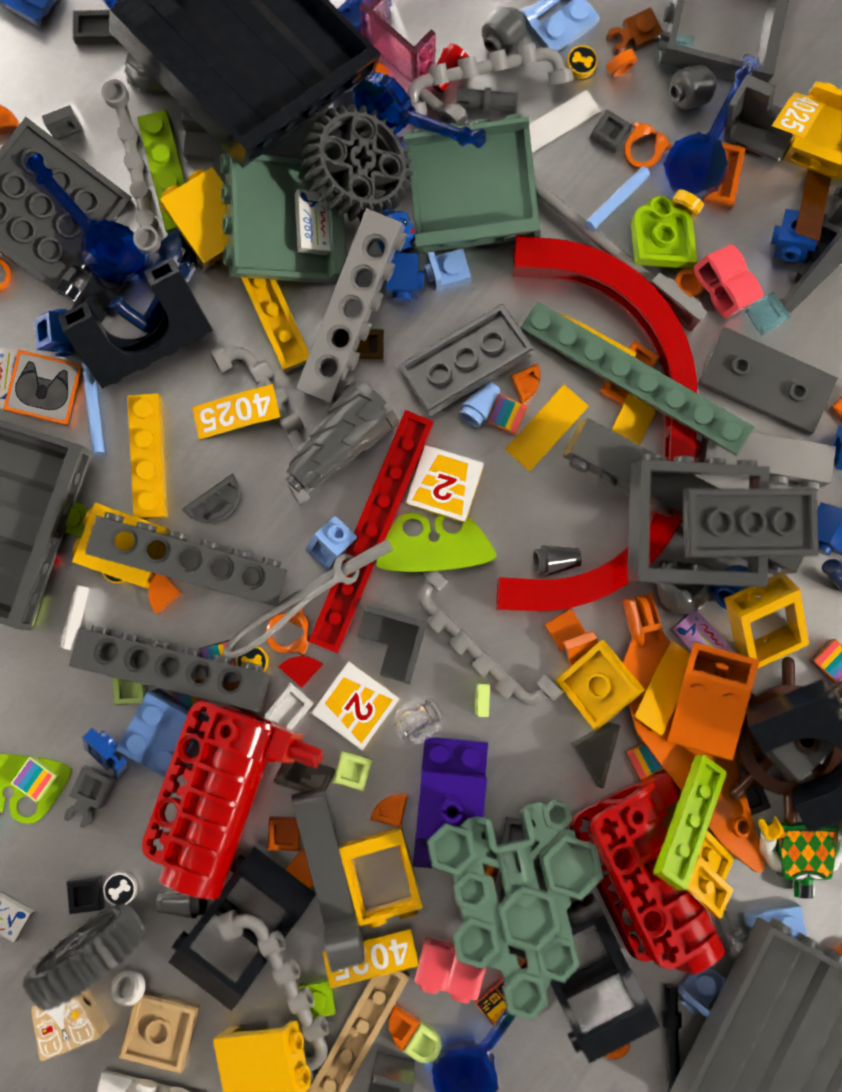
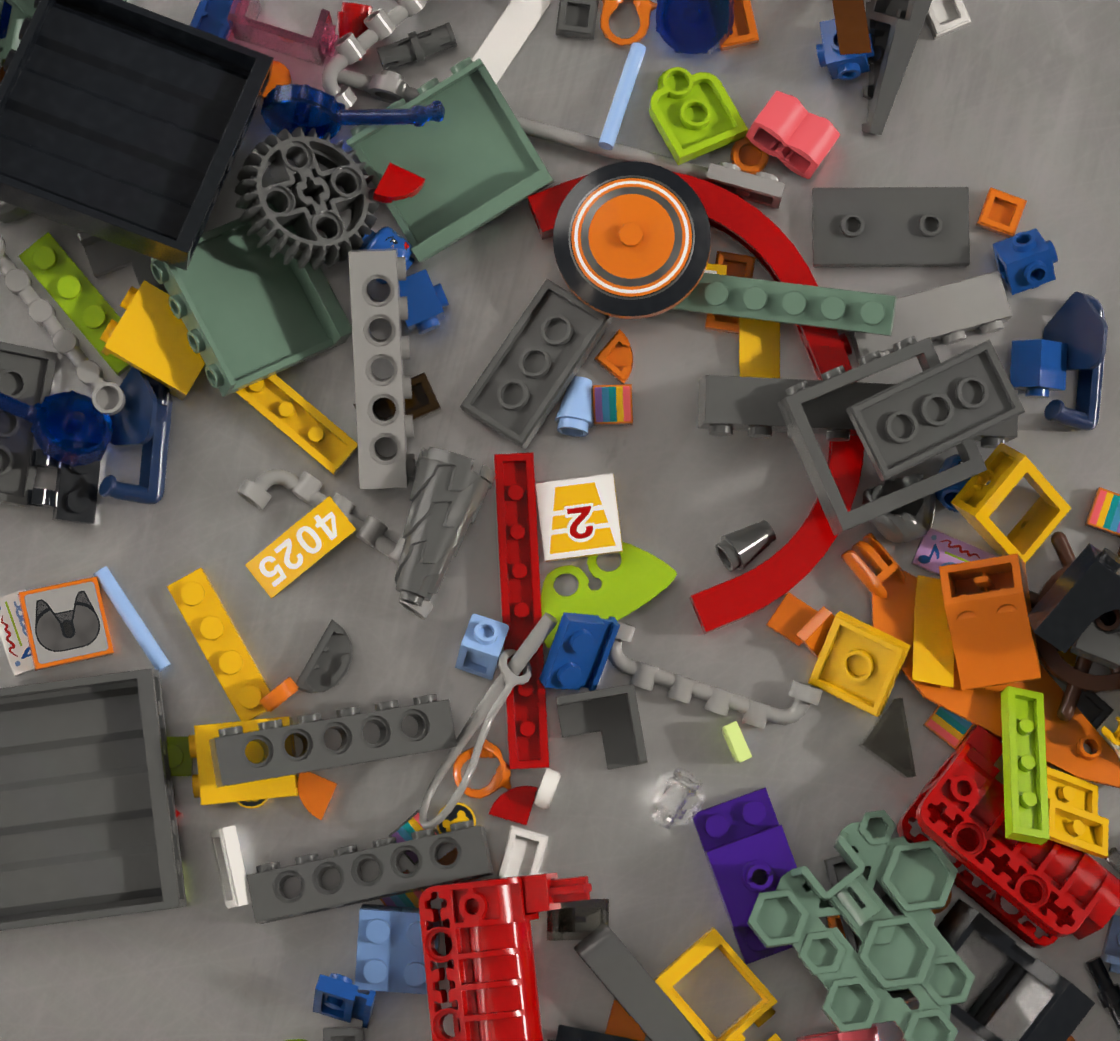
camera: 25 degrees left, 0 degrees up
(50, 334) = (57, 550): blue brick -> none
(114, 357) = (188, 479): black arch -> none
(128, 692) = (332, 923): yellowish green tile -> none
(167, 509) = (279, 694): none -> orange tile
(283, 834) = (585, 997): orange tile -> none
(311, 223) = (285, 290): white tile -> none
(328, 668) = (547, 789): none -> white tile
(352, 770) = (628, 891): yellowish green tile -> none
(355, 705) = (596, 816): tile -> none
(390, 810) = (691, 914): orange tile -> none
(398, 579) = (579, 652): none -> blue plate
(426, 184) = (397, 185): none -> red tile
(447, 269) = (464, 267): light blue bracket -> none
(546, 427) = (664, 398): yellow sticker -> none
(577, 299) = (632, 240): none -> dish
(688, 202) = (704, 63): yellow tile -> none
(767, 313) = (855, 148): clear light blue tile -> none

